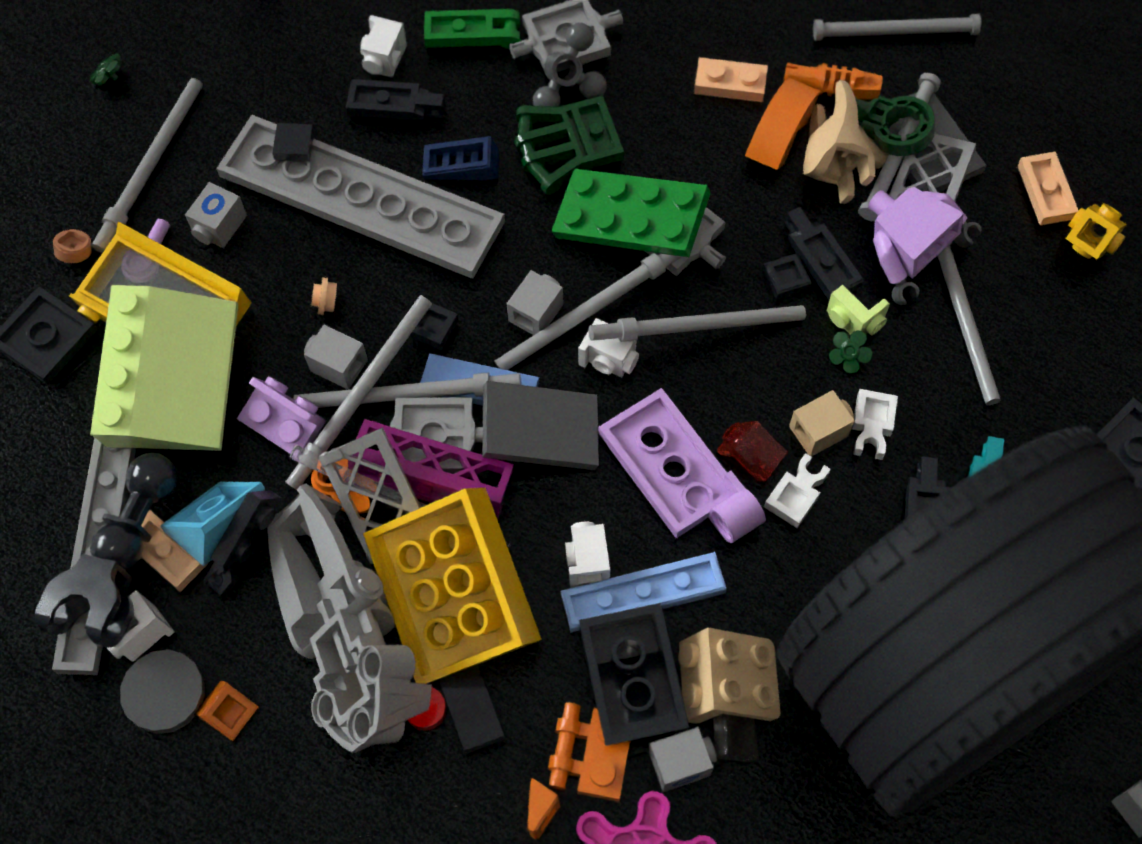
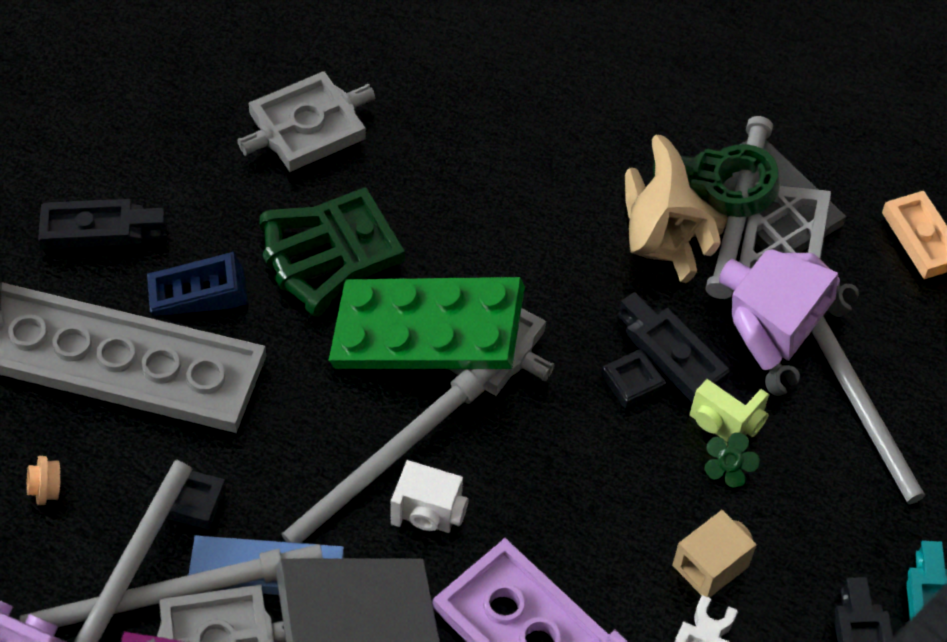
camera: 15 degrees left, 10 degrees down
(335, 356) = (69, 556): light grey brick -> none
(383, 46) = (76, 158): white brick -> none
(471, 28) = (186, 125): green plate -> none
(535, 302) = (323, 452): light grey brick -> none
(591, 84) = (348, 176): dark grey piece -> none
(629, 329) = (454, 467): light grey bar -> none
(730, 79) = (518, 151): light nougat plate -> none
(752, 448) = (634, 599): clear red bracket -> none
(784, 116) = (592, 195): orange brick -> none
(863, 84) = (637, 137): orange hinge -> none
(875, 418) = (779, 541): white plate -> none
(891, 27) = (789, 57): light grey bar -> none

